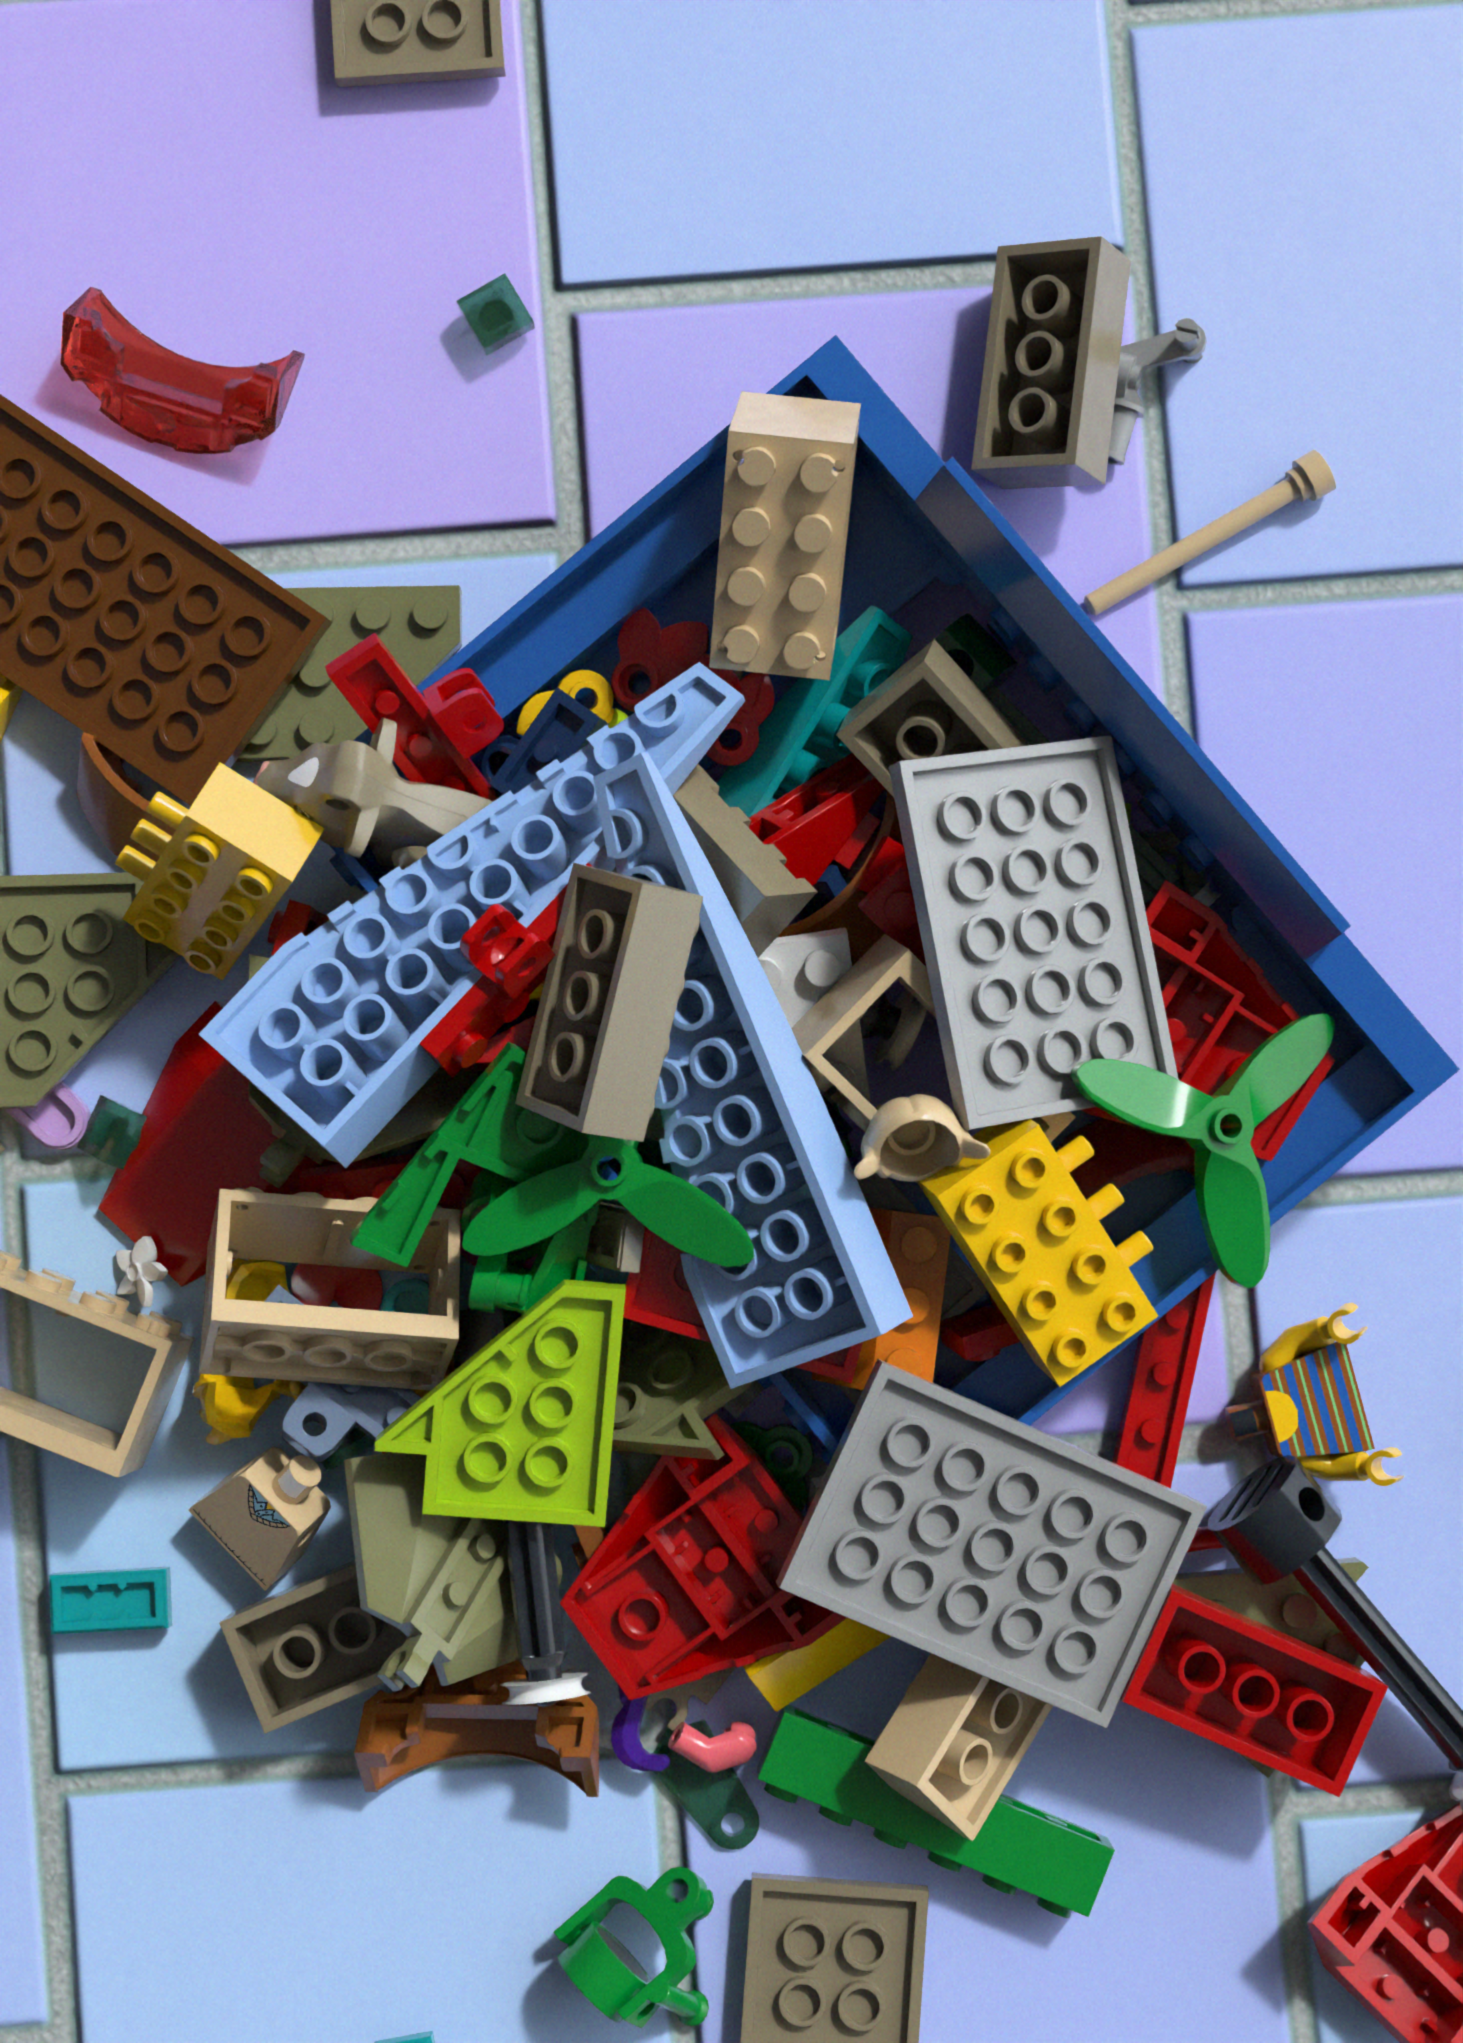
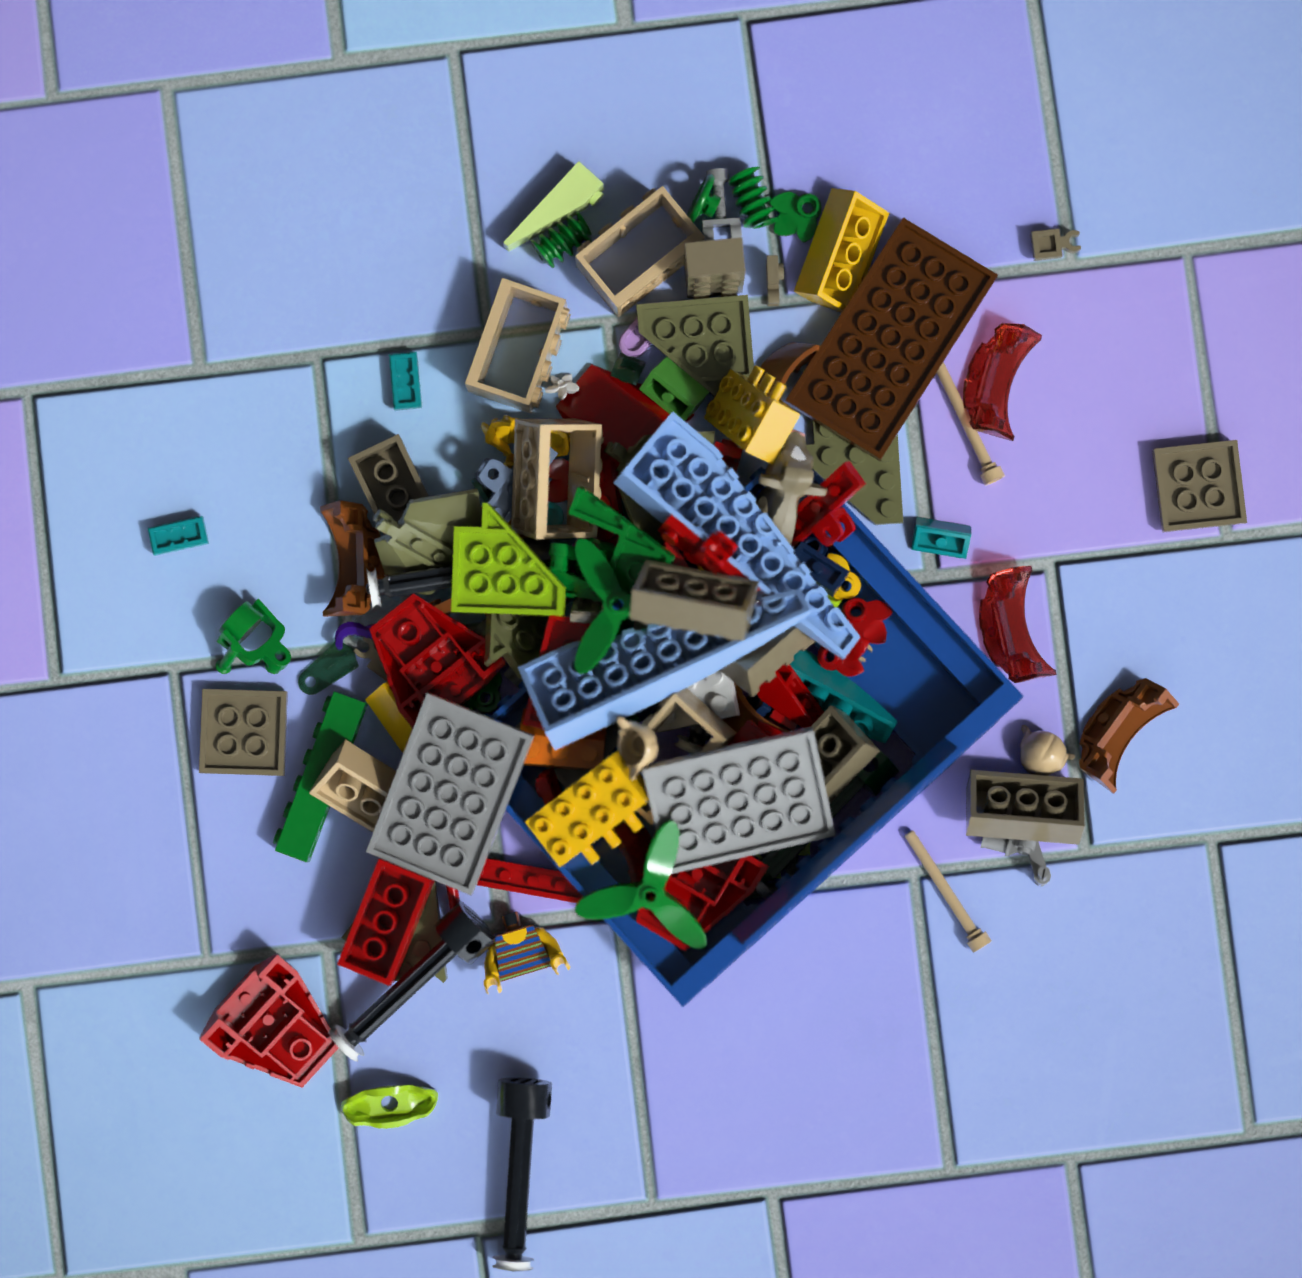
camera: 90 degrees right, 0 degrees up
(157, 1039) = (674, 389): none -> bright green brick
(266, 1513) = (449, 452): tan torso -> none
(362, 406) = (990, 471): none -> tan piece
(494, 512) = (941, 537): none -> teal slope
(495, 314) = (1039, 533): plate -> none
(681, 393) = (1005, 626): none -> clear red windscreen
(715, 1753) = (344, 673): coral arm -> none
(783, 534) = (924, 675): tan hose -> none
(884, 184) = (1116, 724): none -> dark orange windscreen
(938, 330) = (1042, 752): none -> tan hair

